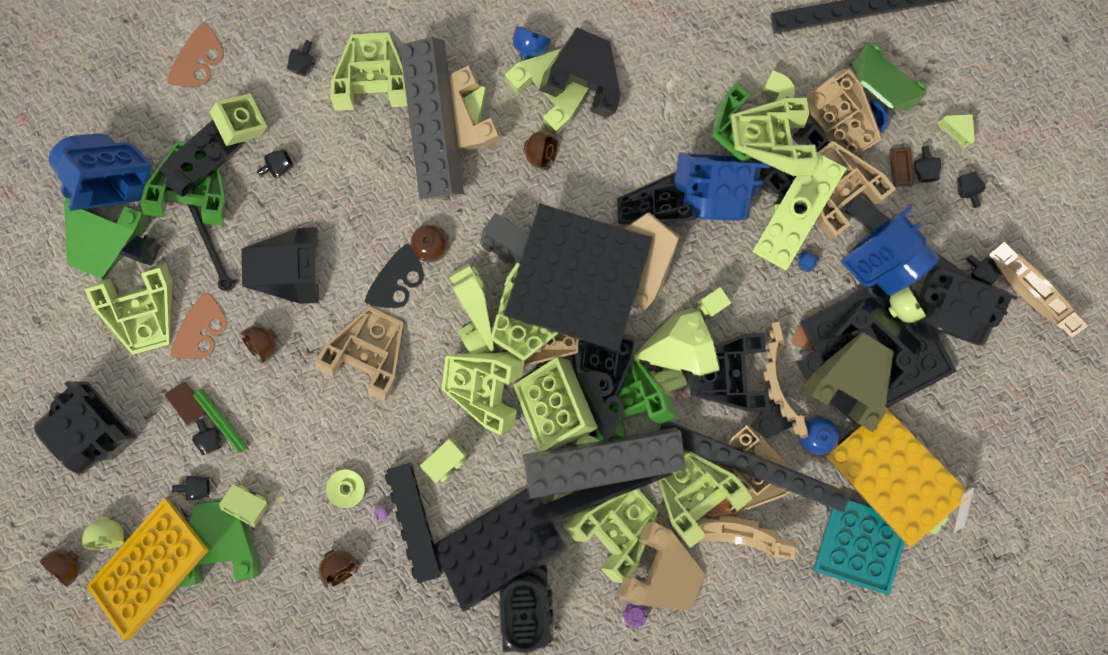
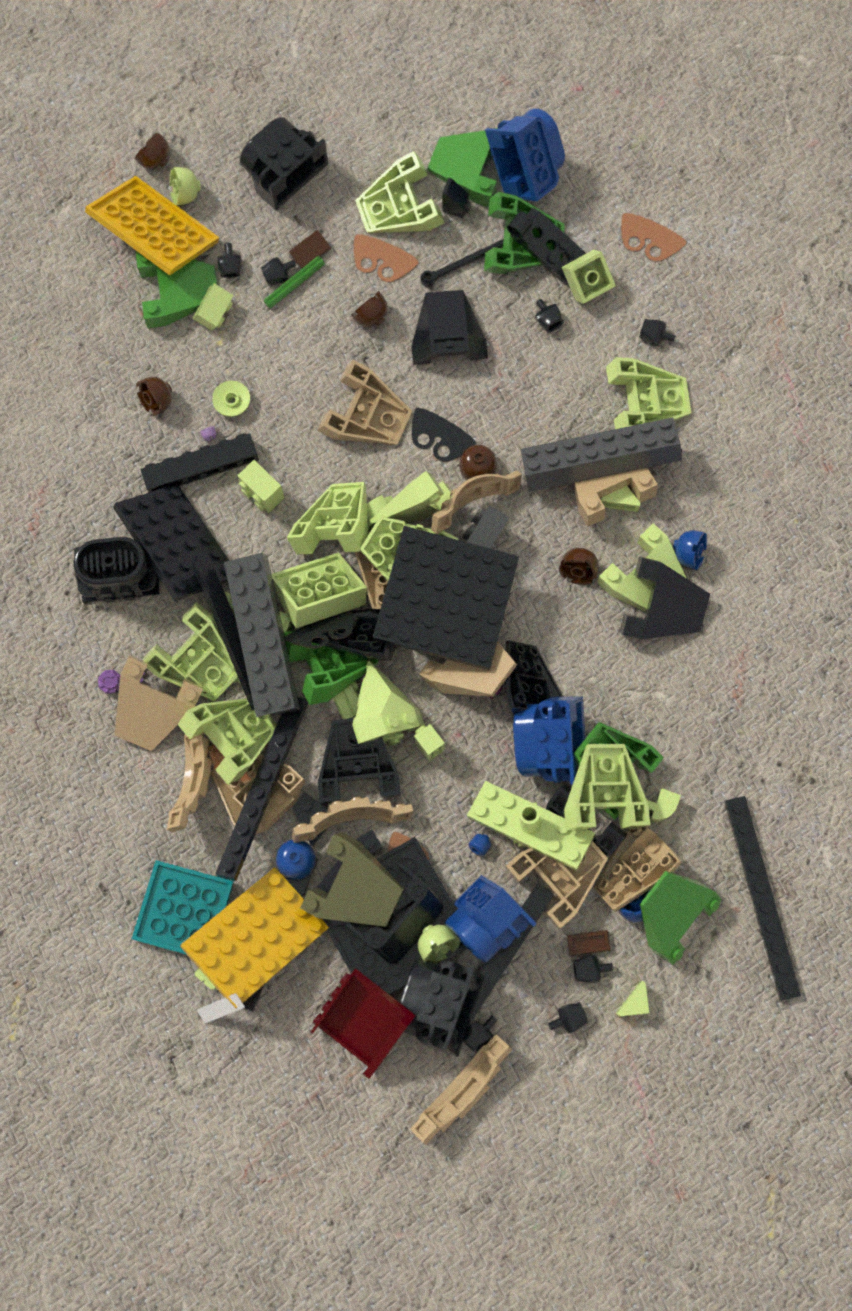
camera: 85 degrees right, 10 degrees down
(462, 249) = (471, 490): none -> tan piece
(978, 373) = (363, 1020): none -> dark red panel

